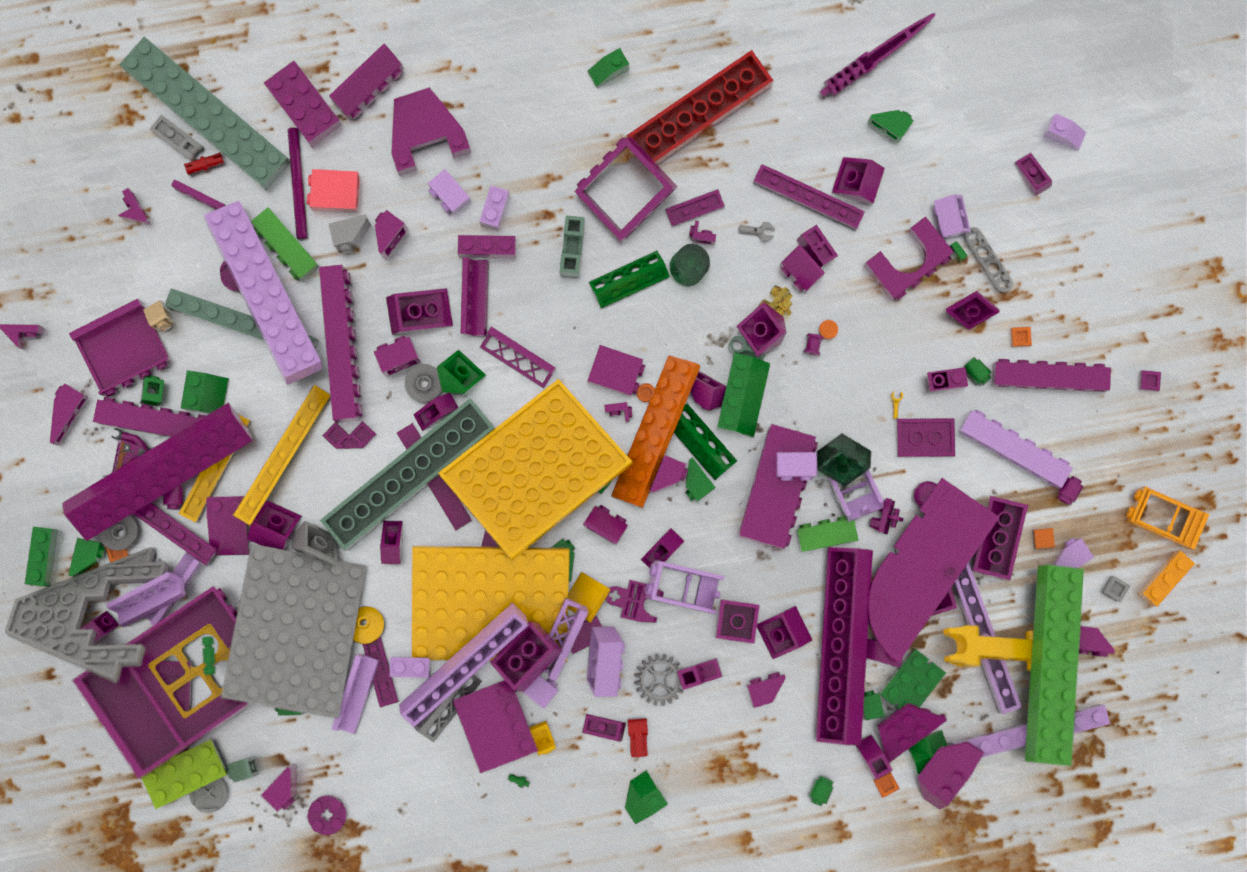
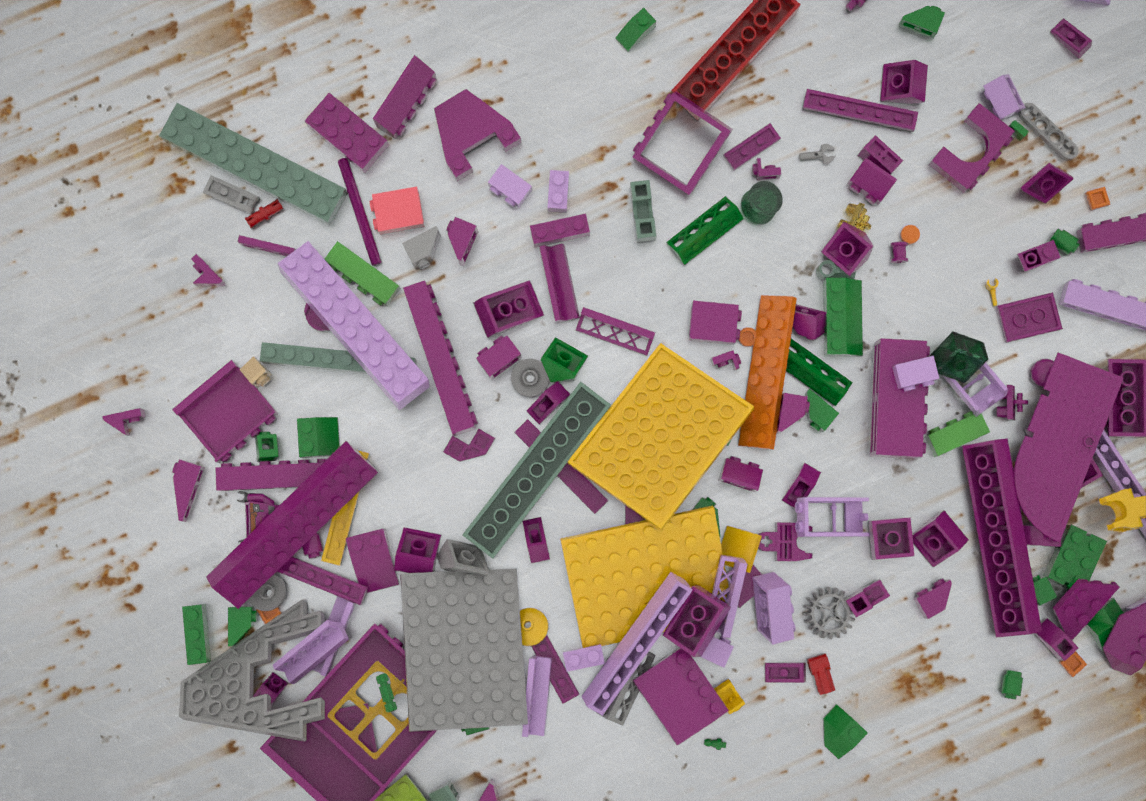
camera: 10 degrees left, 0 degrees up
(281, 455) = (408, 480): yellow plate -> none

